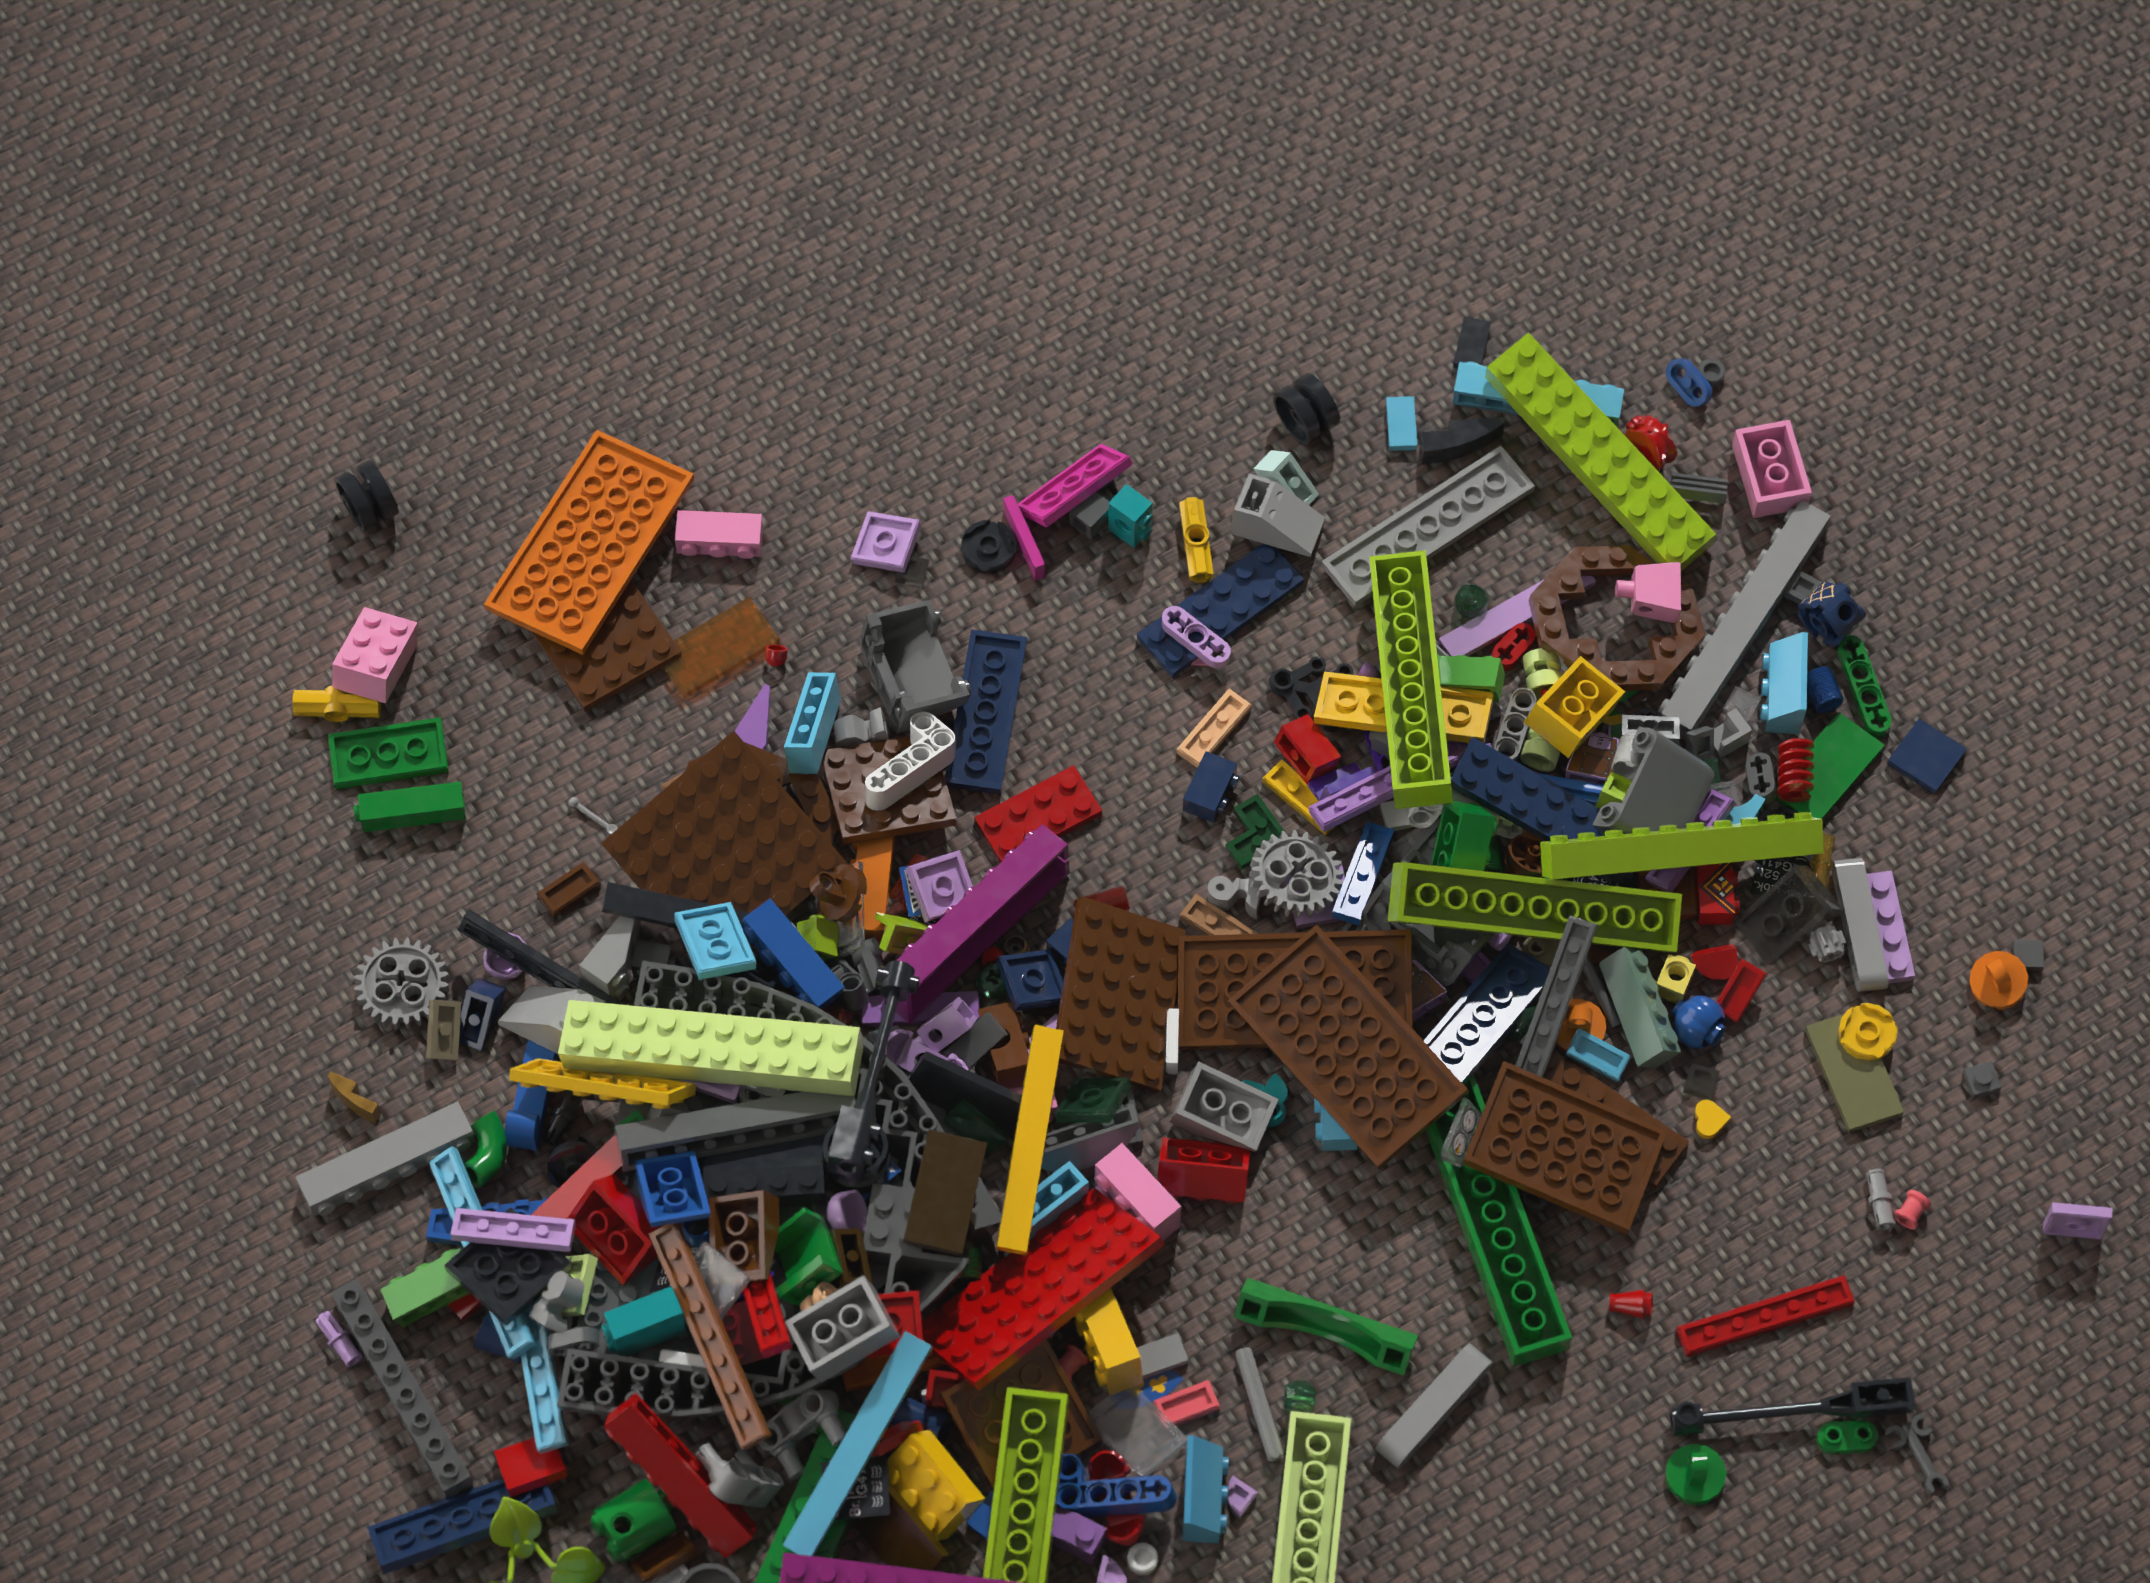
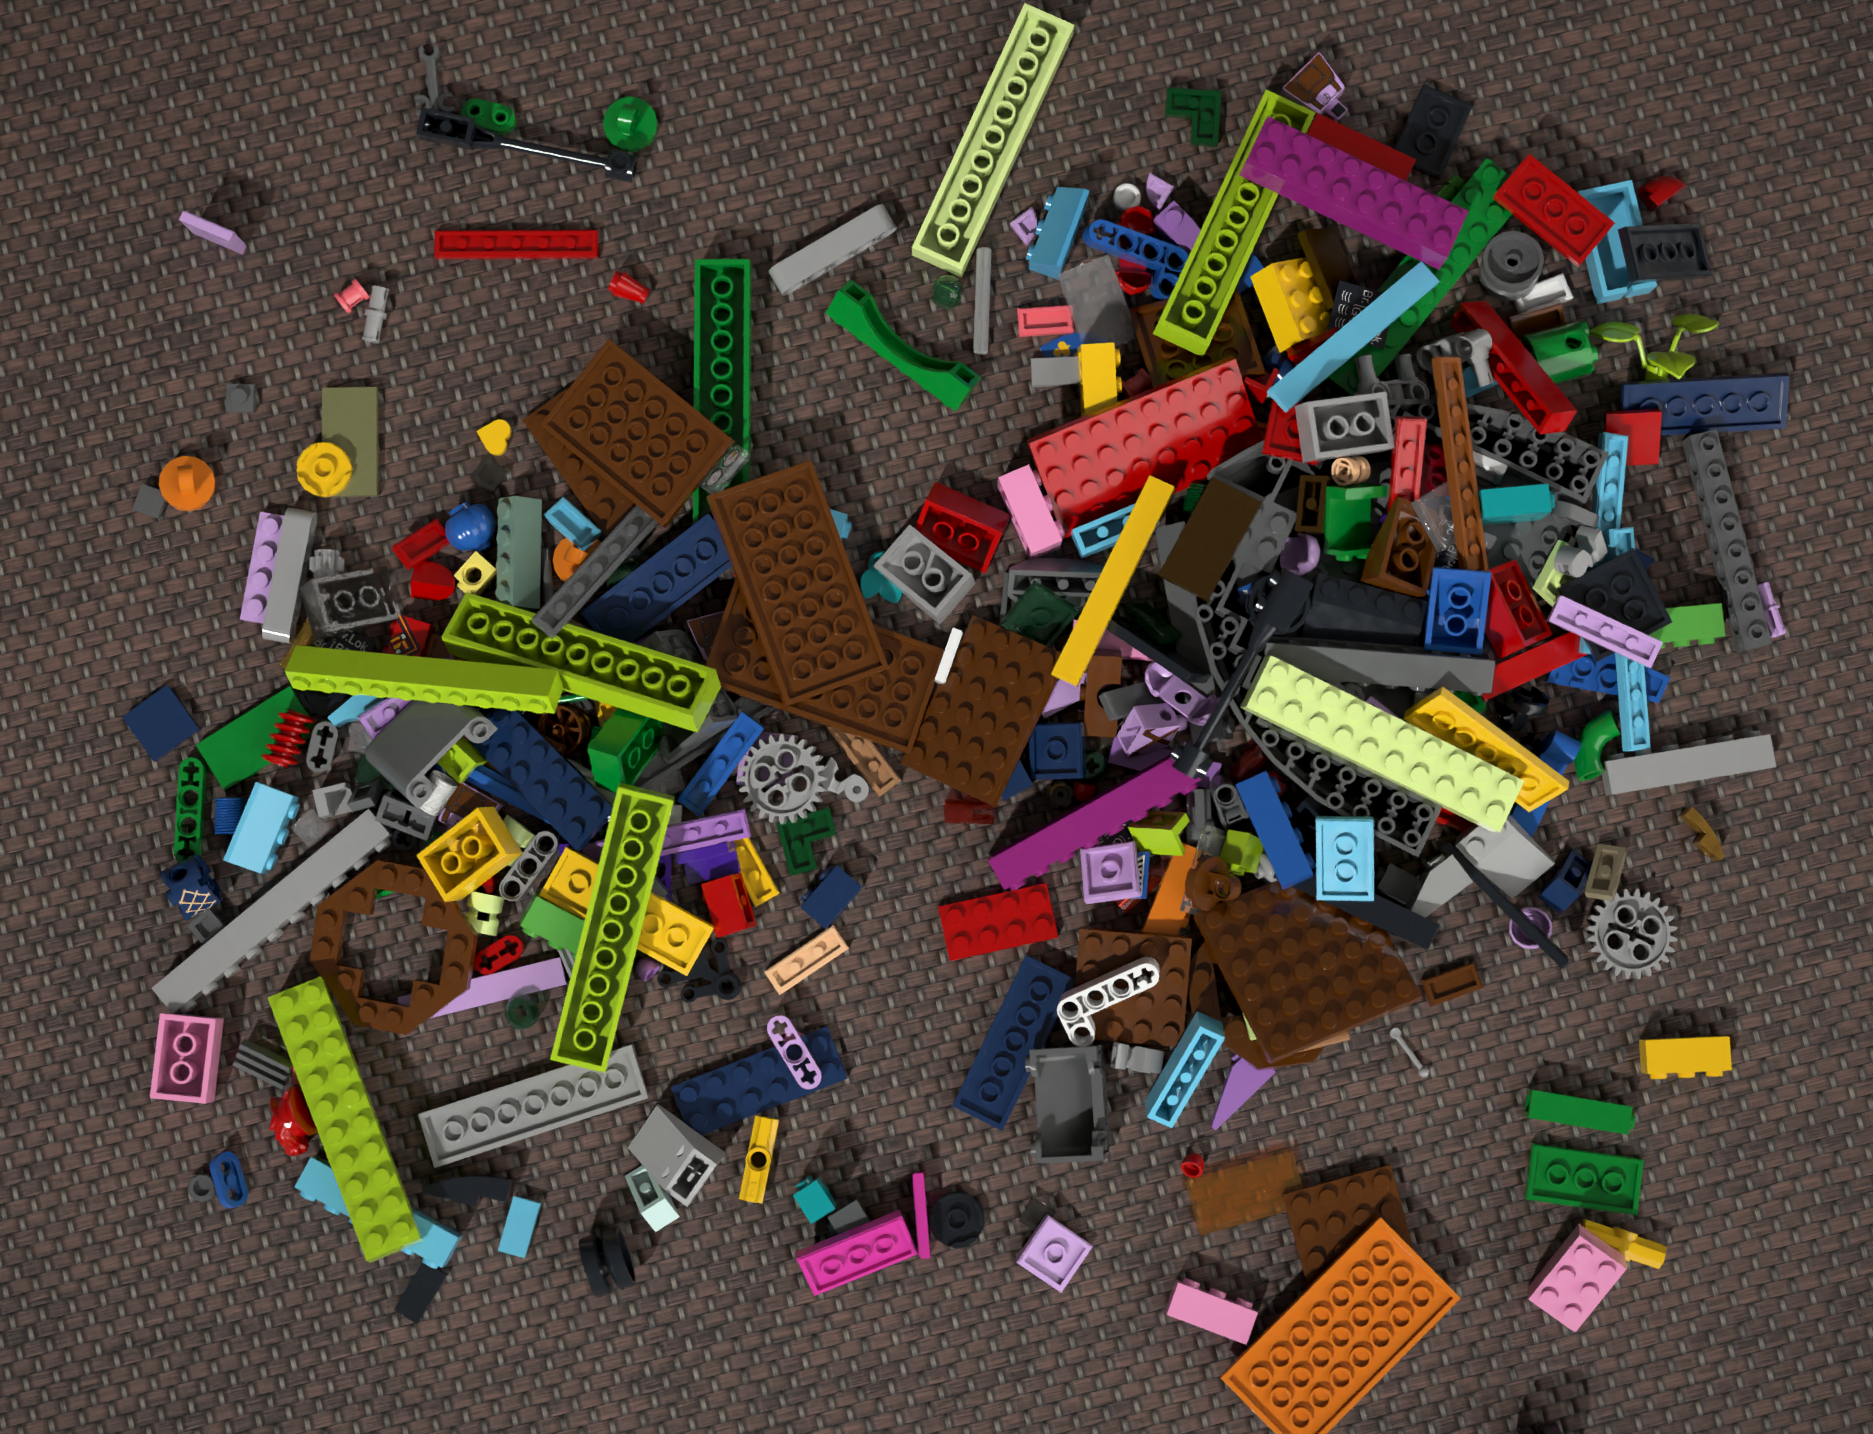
camera: 160 degrees left, 20 degrees up
(317, 887) = (1685, 1056): none -> yellow brick
(1653, 591) = (349, 956): bright pink torso -> none

